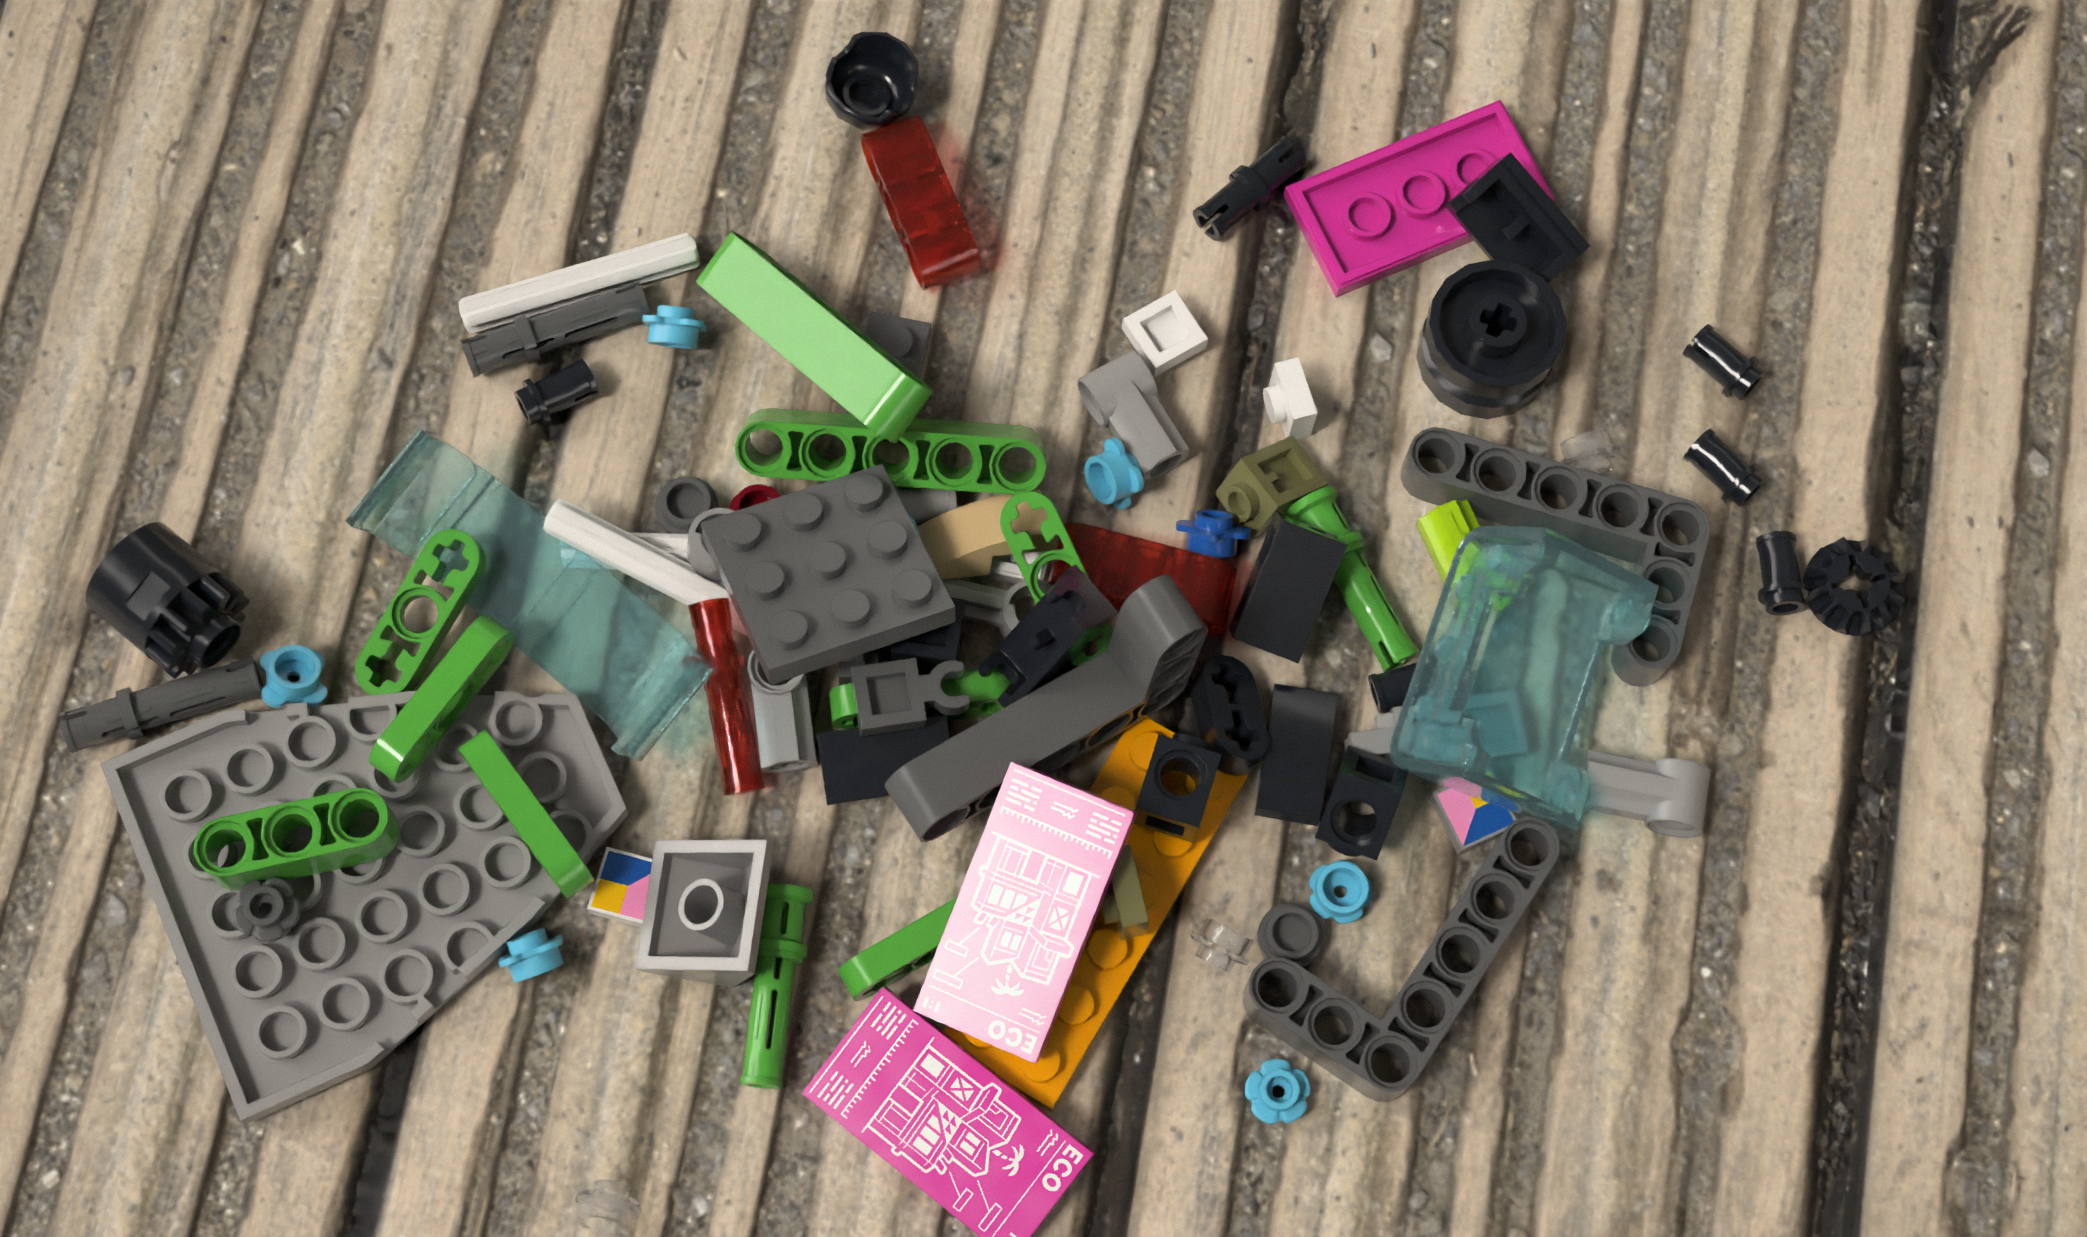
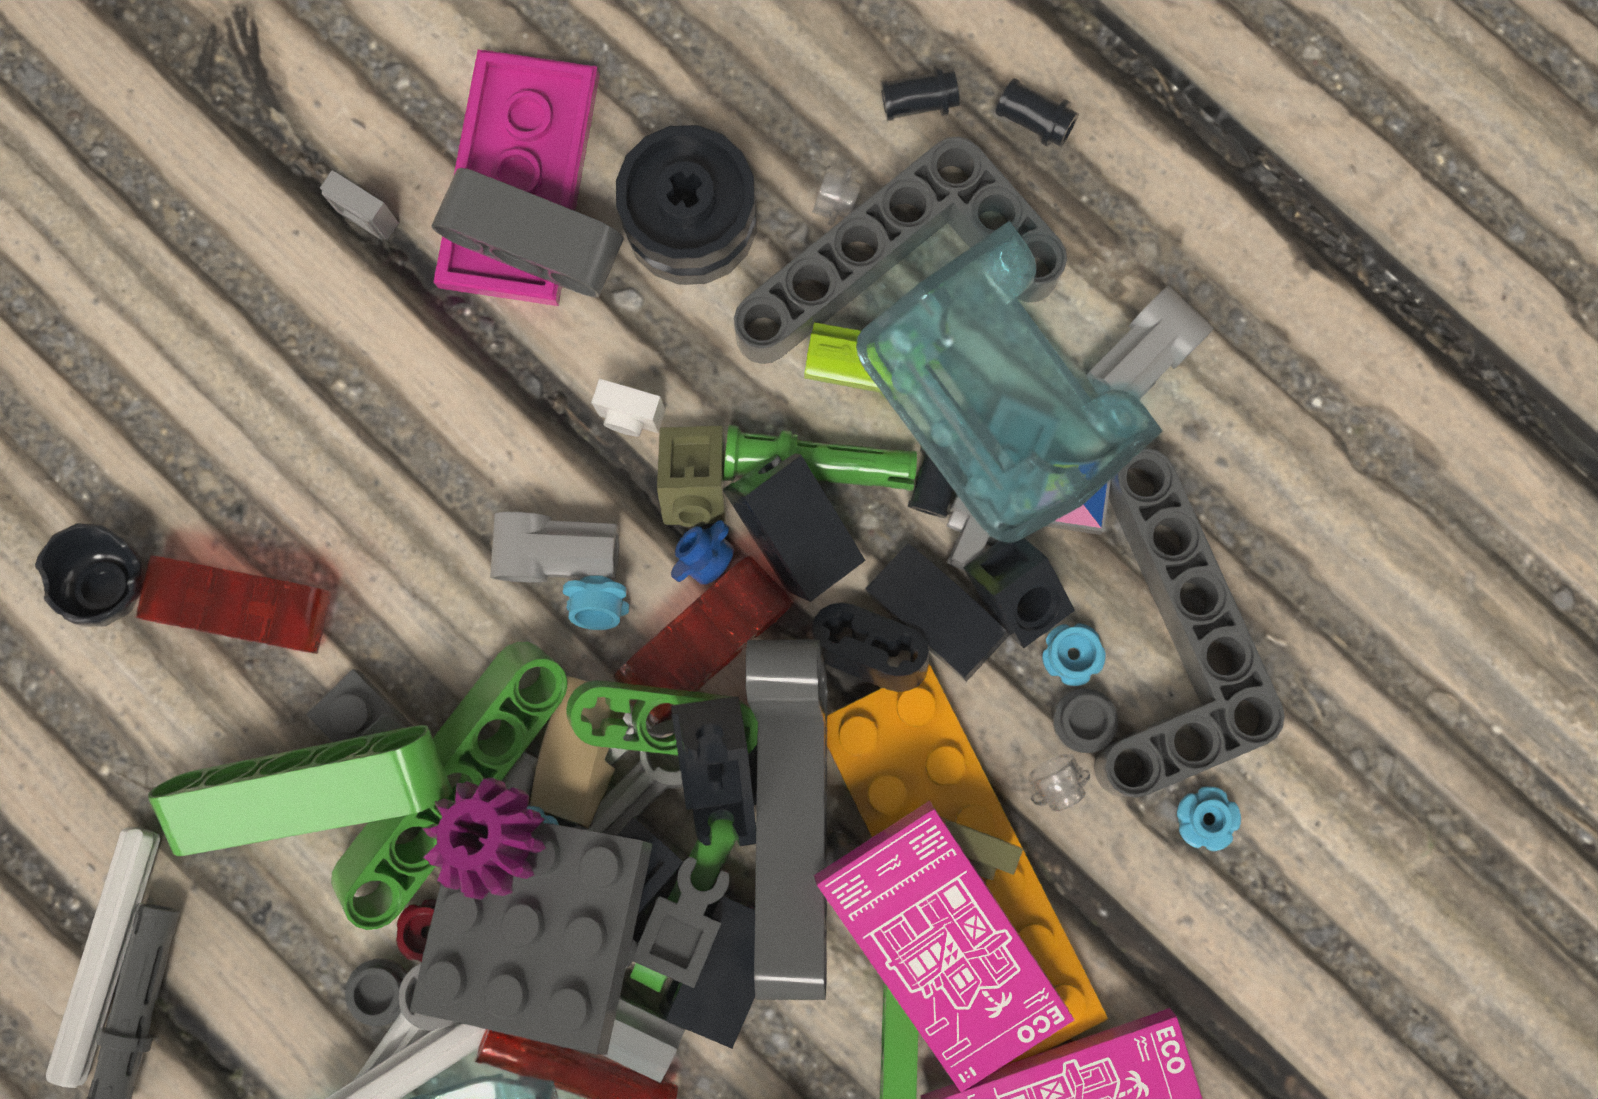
camera: 50 degrees left, 10 degrees up
(556, 392) = (193, 1044): black pin -> none
(674, 327) = (204, 900): medium azure plate -> none
(877, 485) = (505, 847): none -> magenta gear
(1164, 333) = (496, 473): white plate -> none
(1172, 813) = (942, 745): black brick -> none
(1250, 188) = (413, 312): black pin -> none
(1305, 91) = (359, 206): none -> light grey tile
(1377, 229) = (527, 232): none -> dark grey beam
(1517, 220) = (599, 111): black hinge -> none
(1724, 363) = (831, 30): black pin -> none
(1841, 608) = (1057, 70): black gear -> none

